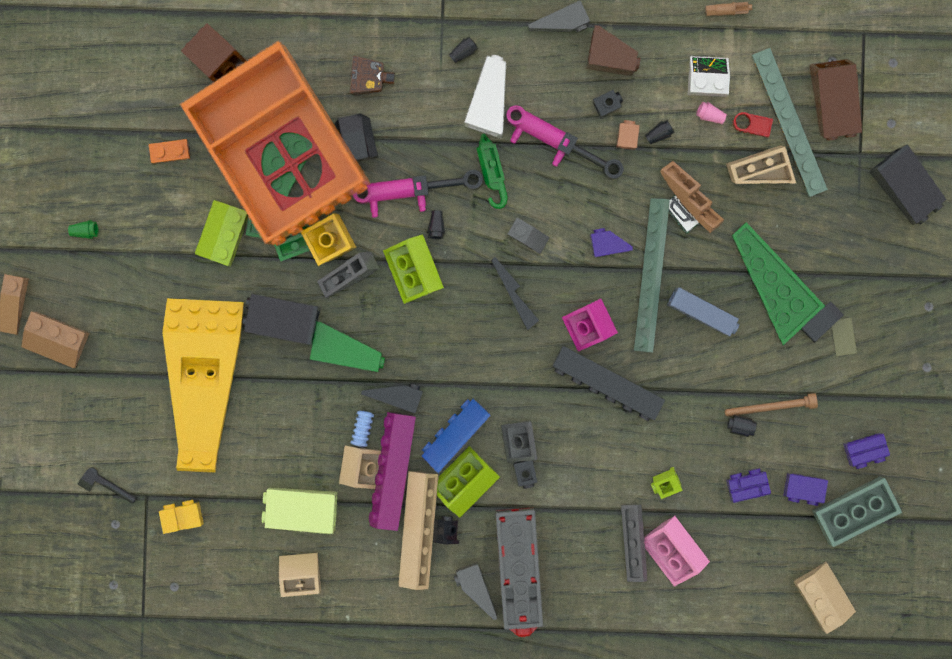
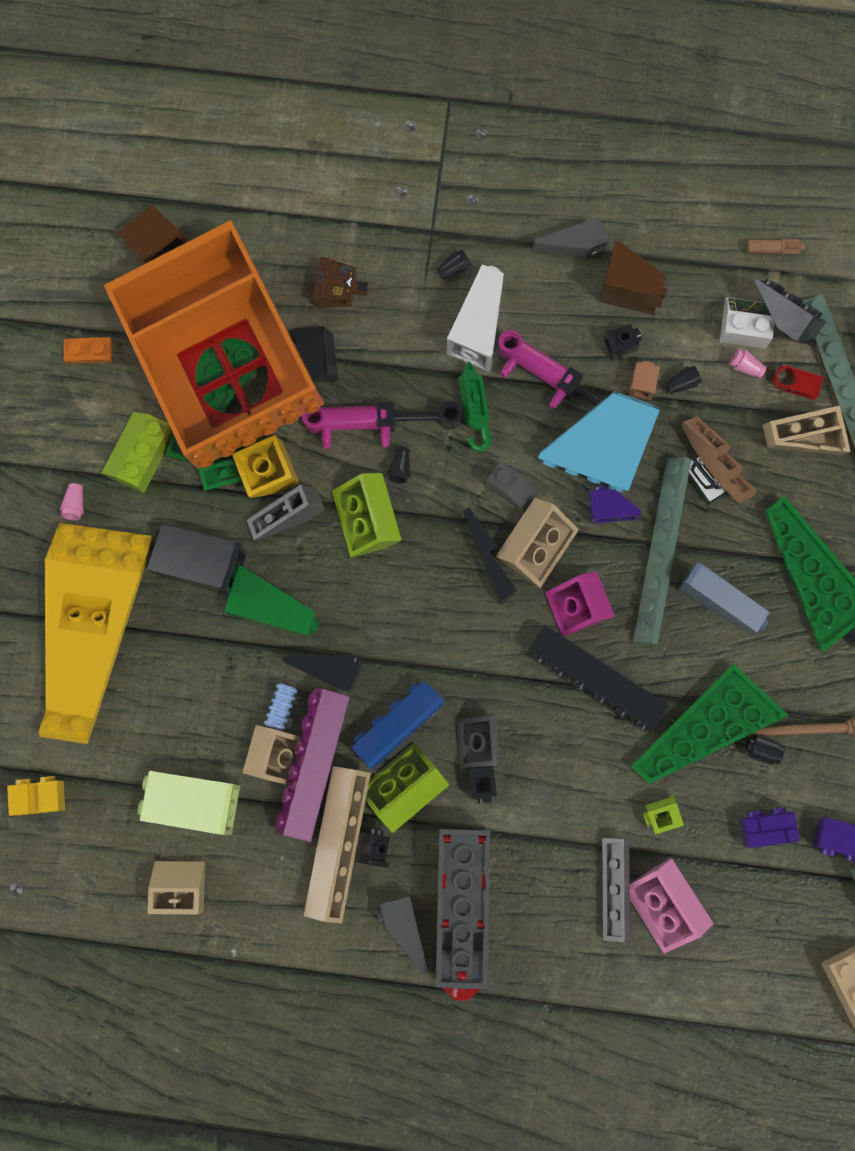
camera: 10 degrees right, 10 degrees down
(175, 281) = (72, 504): none -> bright pink cone
(552, 278) = (537, 542): none -> tan slope
(599, 192) = (605, 441): none -> medium azure slope
(704, 405) = (720, 717): none -> green wing
(740, 69) = (789, 314): none -> slope

